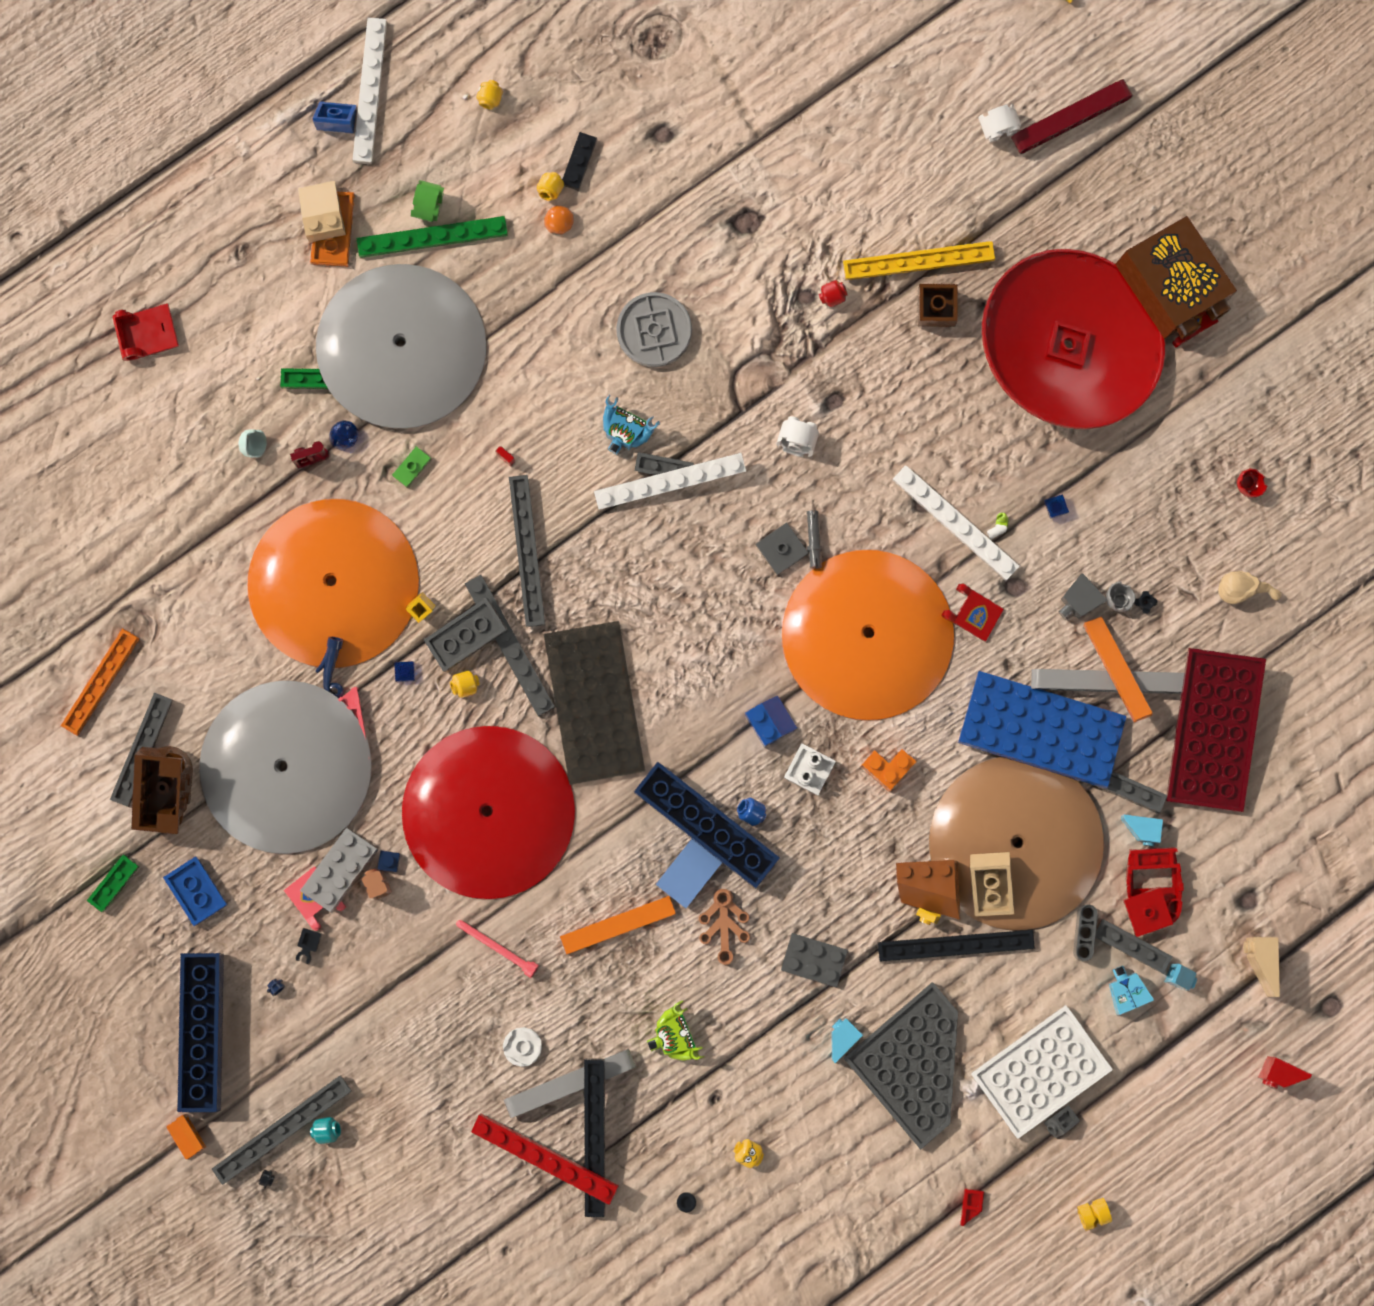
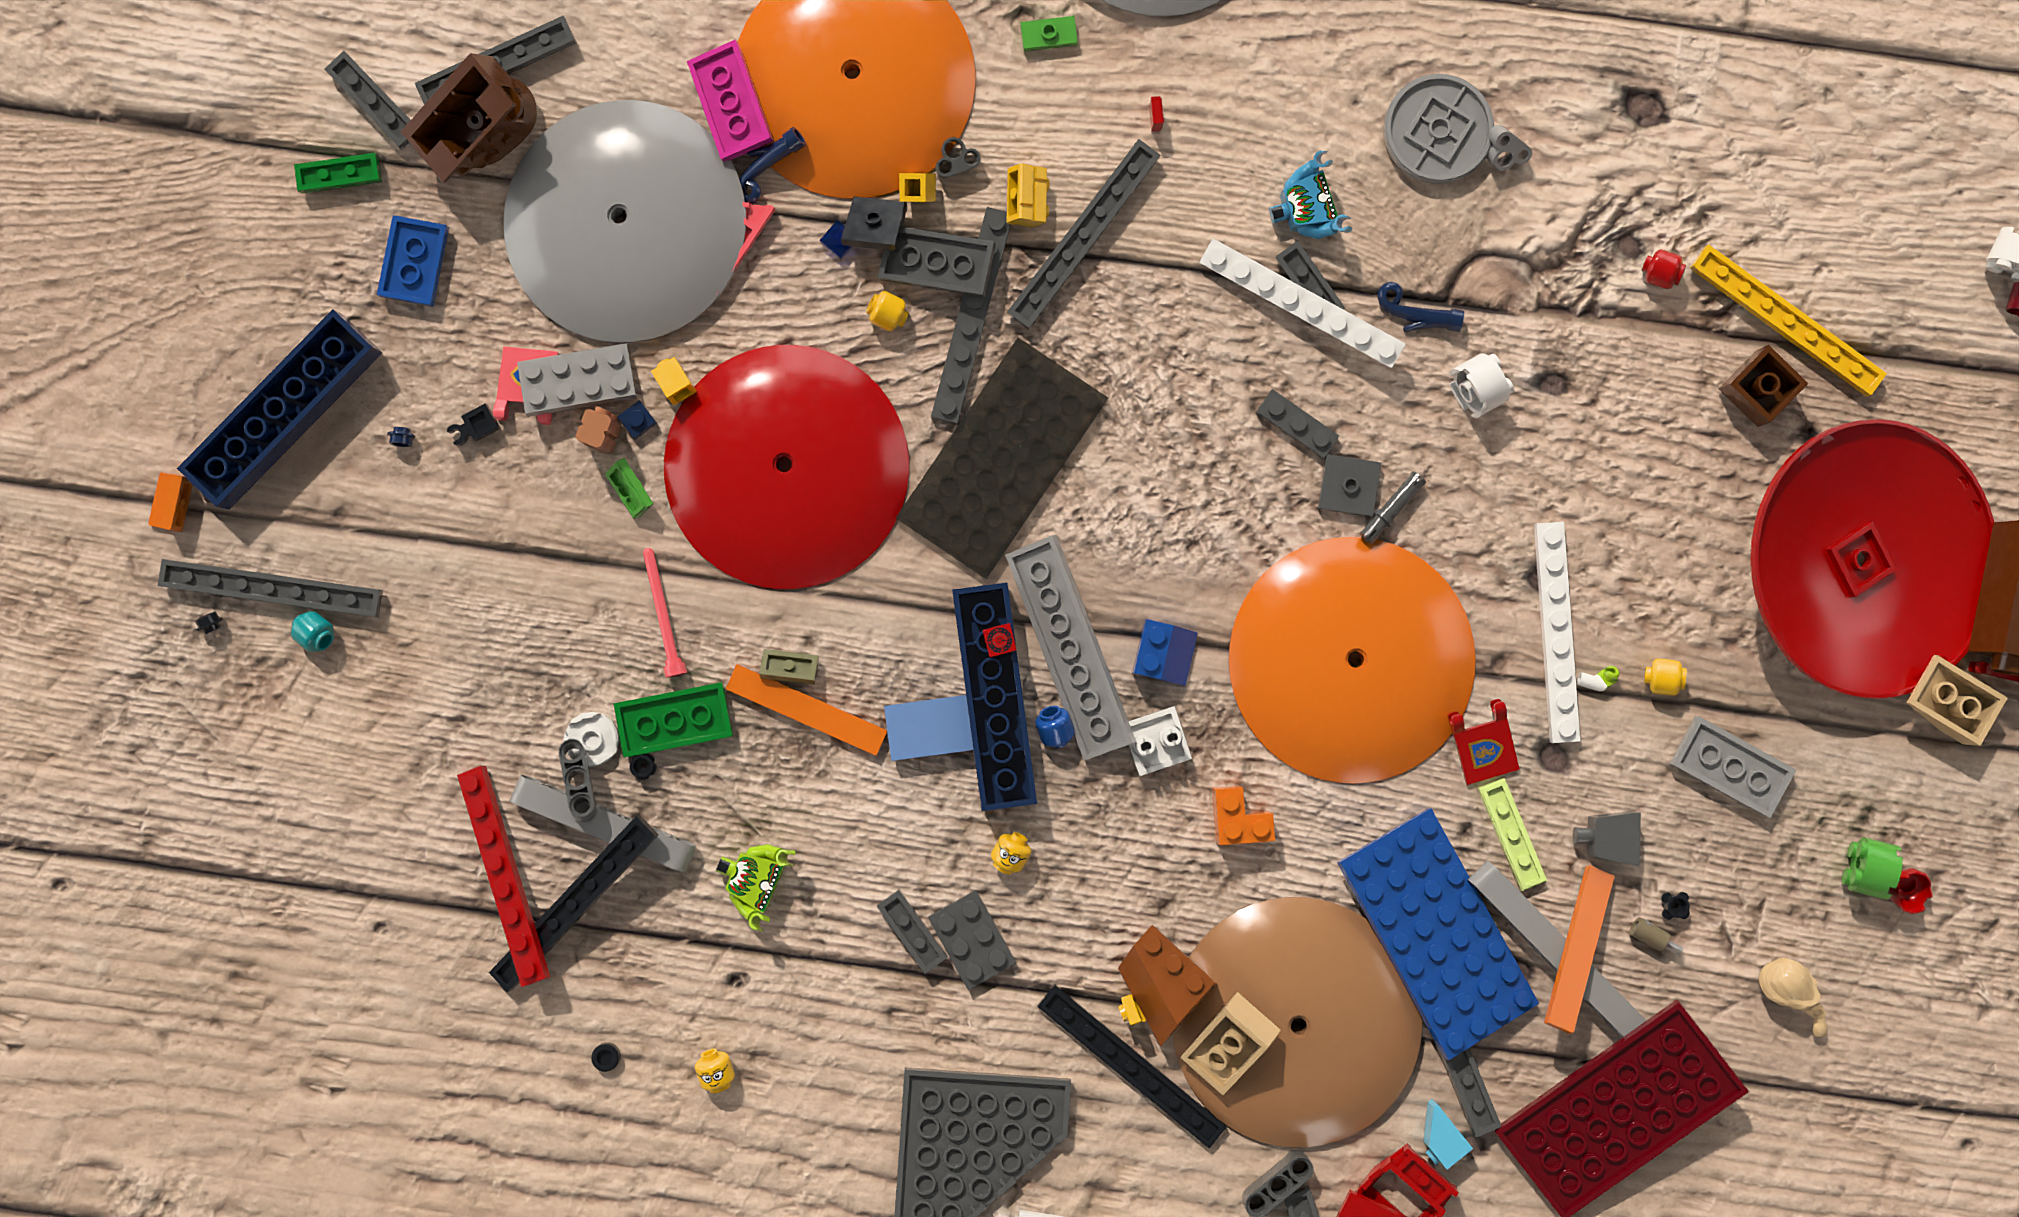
camera: 40 degrees right, 5 degrees up
(94, 829) = (369, 97): none -> dark grey plate
(282, 654) = (729, 101): none -> dark pink plate
(389, 823) = (673, 380): none -> yellow brick
(415, 646) = (874, 223): none -> black plate
(419, 900) = (629, 488): none -> bright green plate
(429, 575) = (957, 164): none -> dark grey piece
(480, 558) = (1027, 195): none -> yellow brick
(528, 1068) = (580, 793): none -> dark grey beam
(554, 995) = (673, 719): none -> green plate
(562, 1029) = (648, 760): none -> black plate
(588, 911) = (789, 666): none -> olive plate
(682, 793) = (999, 640): none -> tile
(693, 305) = (1515, 148): none -> light grey piece
(720, 764) = (1070, 647): none -> light grey plate
(724, 923) = (916, 812): nougat plant -> none
(726, 543) = (1297, 424): none -> dark grey plate
(737, 430) = (1421, 317): none -> dark blue plant
(779, 985) = (912, 931): none -> dark grey plate
(791, 896) = (1011, 853): none -> yellow head
(843, 1038) = (923, 1049): medium azure slope -> none
(1030, 493) = (1666, 677): none -> yellow head
(1031, 644) = (1512, 834): none -> yellowish green tile
(1056, 506) = (1679, 716): clear blue plate -> none
(1106, 506) = (1732, 767): none -> light grey plate
(1120, 597) = (1654, 875): light grey hair -> none
(1150, 627) = (1653, 936): none -> dark tan piece
(1180, 370) = (1956, 702): none -> tan slope
(1221, 490) = (1873, 868): none -> bright green brick

